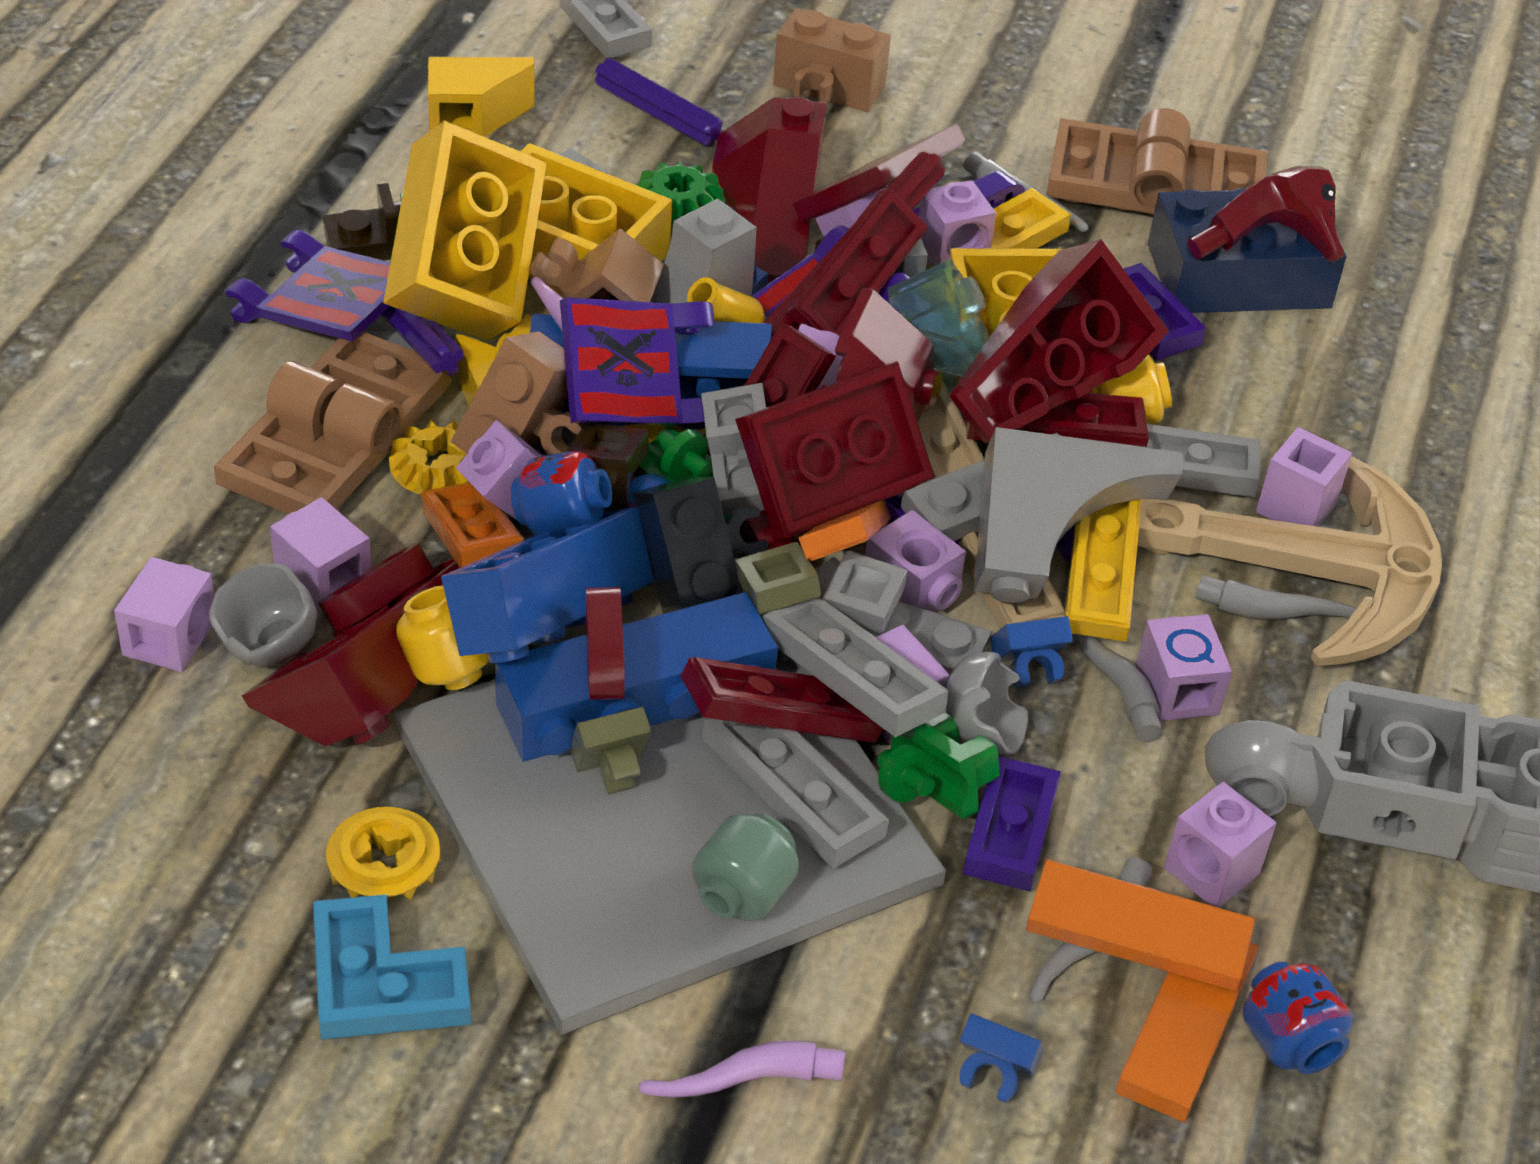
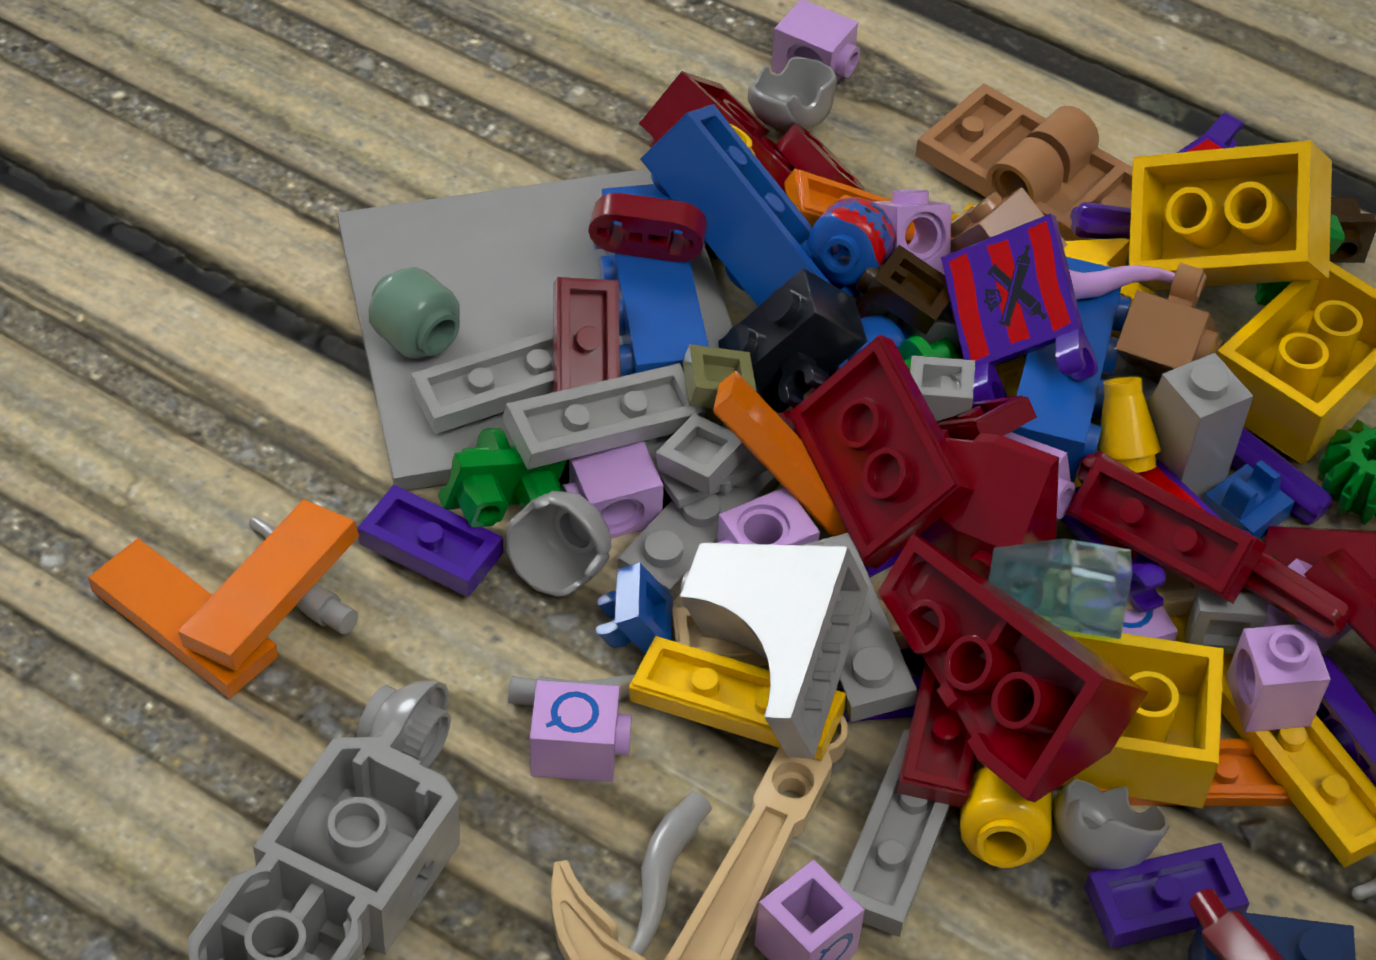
camera: 105 degrees right, 5 degrees up
(320, 548) = (868, 136): lavender brick -> none
(378, 991) = (412, 114): dark azure plate -> none
(393, 832) = (547, 131): yellow gear -> none
(613, 746) = (575, 257): olive tile -> none
(770, 1059) = (258, 331): lavender animal -> none
(1000, 1048) = (197, 462): blue tile -> none
(1219, 845) = (336, 677): lavender brick -> none
(1297, 1017) = (139, 685): blue head -> none

